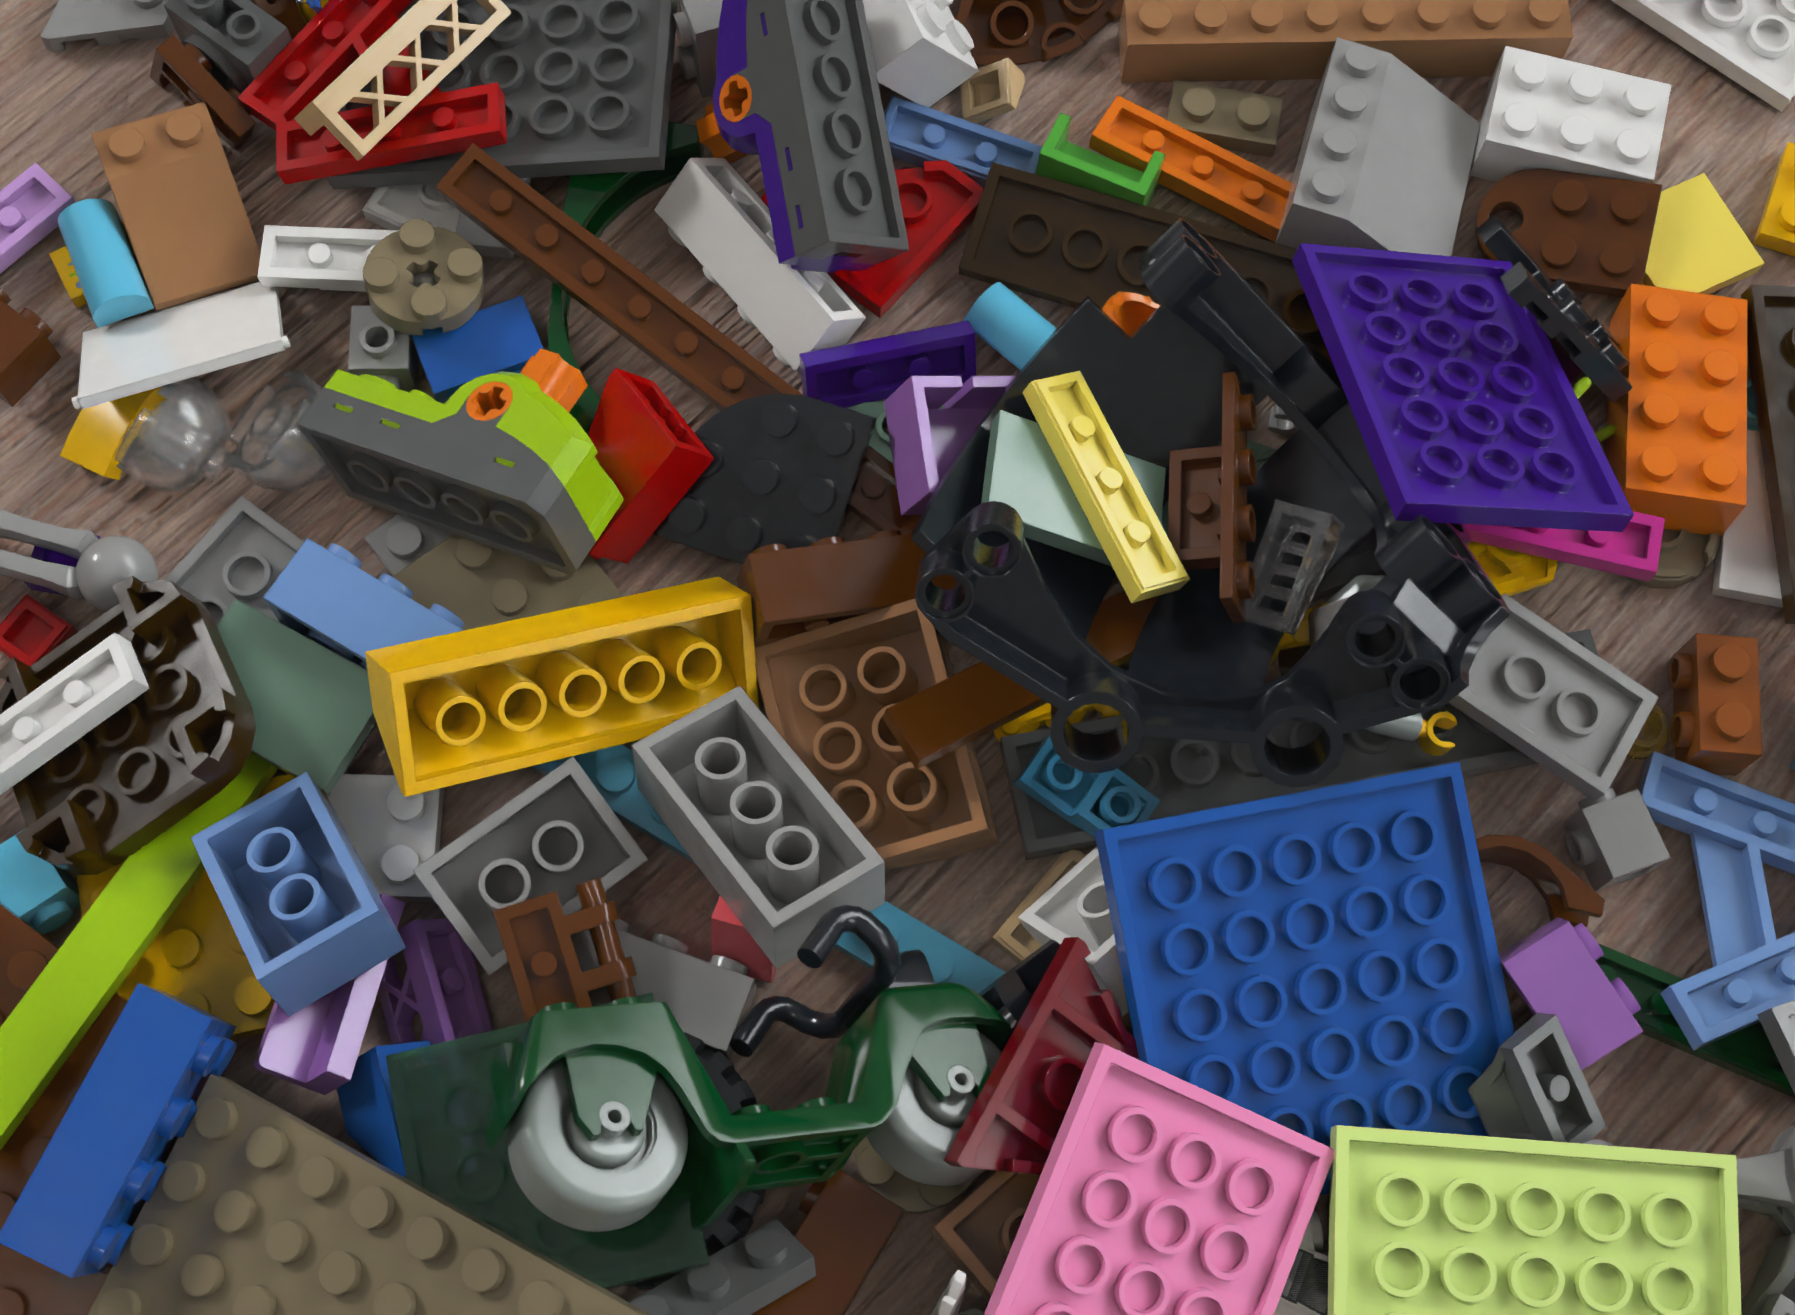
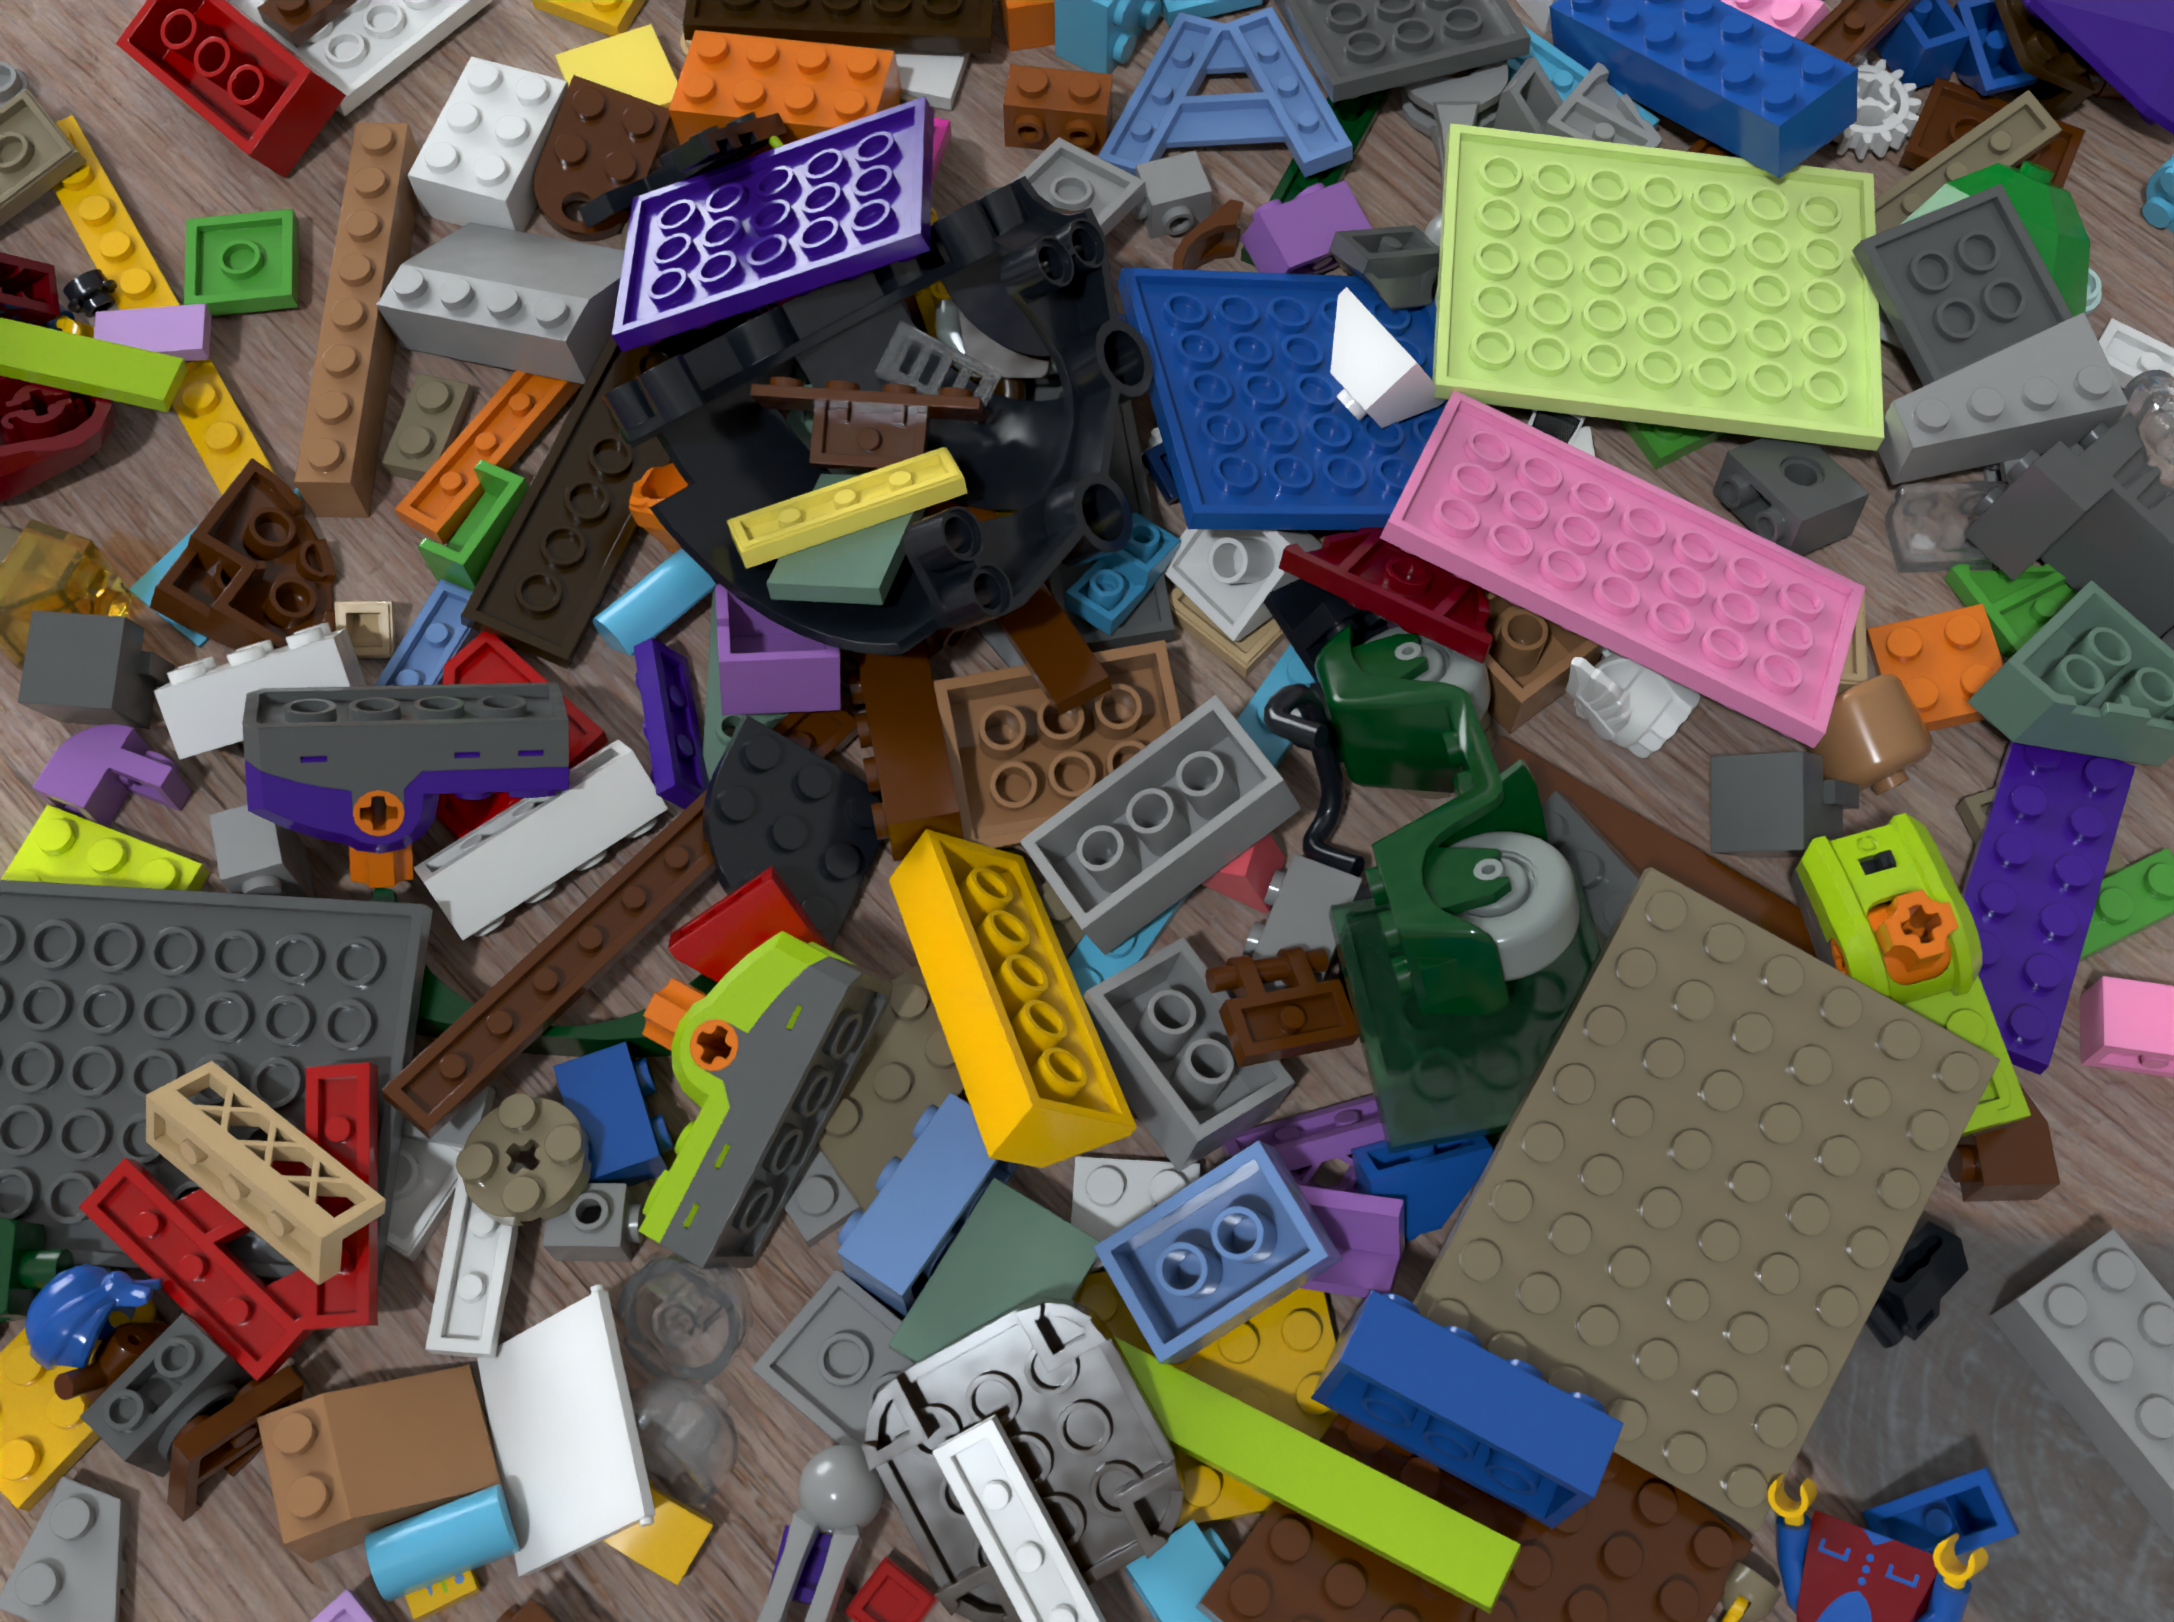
camera: 85 degrees left, 5 degrees down
(1357, 1054) = (1375, 368): none -> white slope

